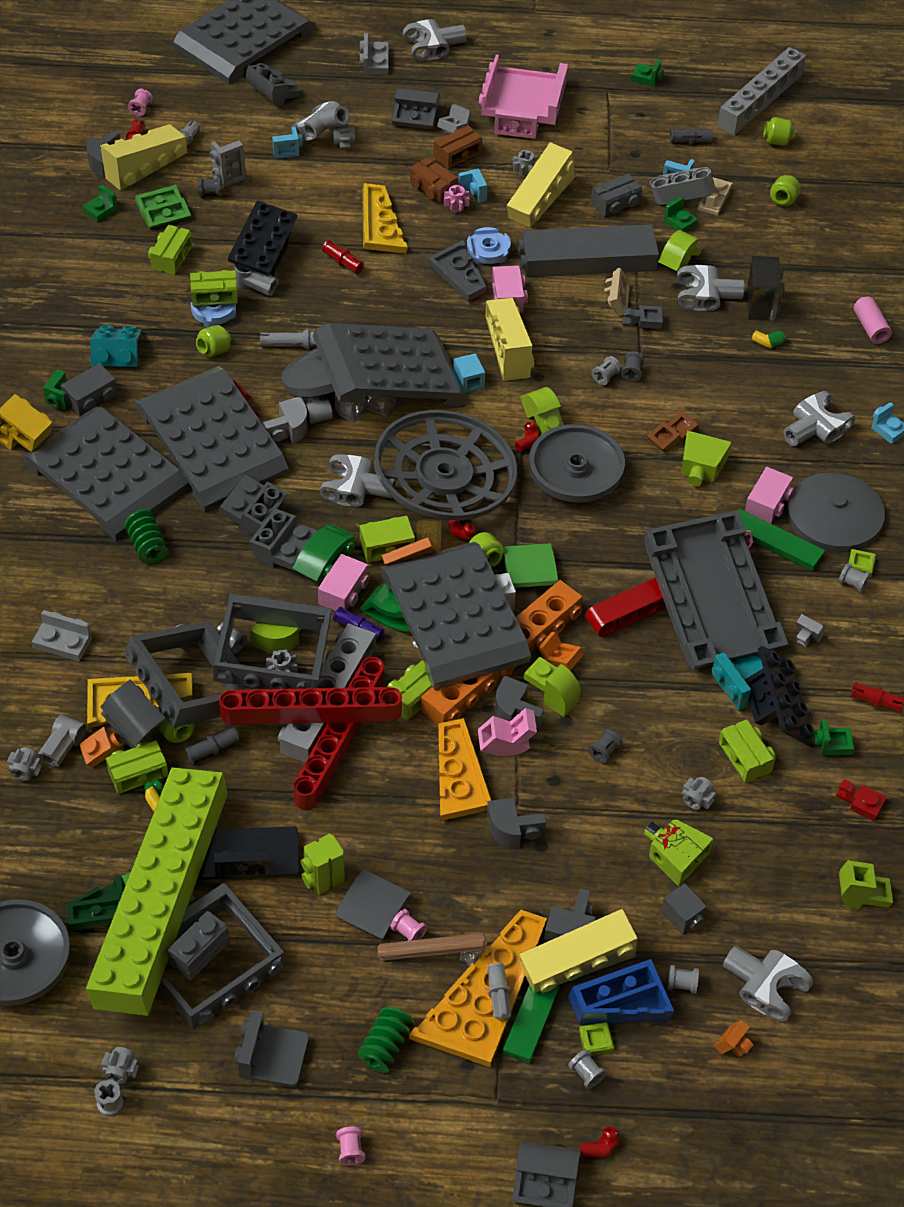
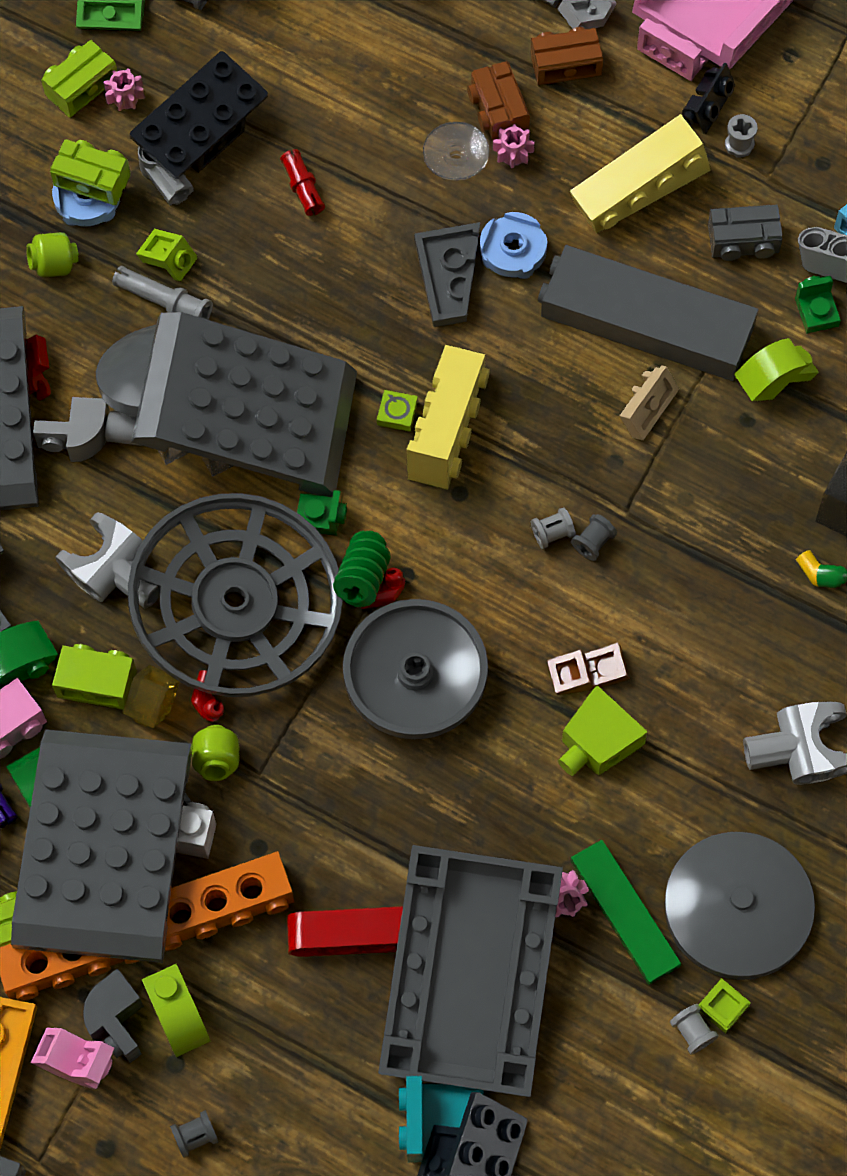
camera: 30 degrees right, 15 degrees up
(202, 246) = (124, 89): none -> bright pink gear
(284, 315) = (168, 252): none -> lime bracket
(380, 222) = (384, 148): yellow wing -> none
(410, 551) = (100, 727): orange tile -> none
(424, 211) = (460, 140): none -> clear dish
(470, 373) = (360, 451): medium azure brick -> none
(472, 408) = (323, 511): none -> green bracket
(474, 181) = (553, 124): medium azure bracket -> none
(475, 345) = (397, 410): none -> lime tile
(509, 283) = (497, 330): bright pink brick -> none
(513, 425) = (362, 569): none -> green piece
(524, 162) = (645, 121): light grey gear -> none
(530, 565) = (262, 802): bright green slope -> none
(544, 407) = (422, 560): lime brick -> none
(551, 134) = (715, 88): none -> black hinge
(560, 653) = (218, 961): orange bracket -> none
(583, 148) = (741, 135): none -> light grey bush
(646, 317) = (665, 461): dark grey plate -> none
(707, 288) = (783, 450): light grey connector -> none
(769, 495) = (655, 839): bright pink brick -> none
(808, 630) = (576, 1085): light grey tile -> none

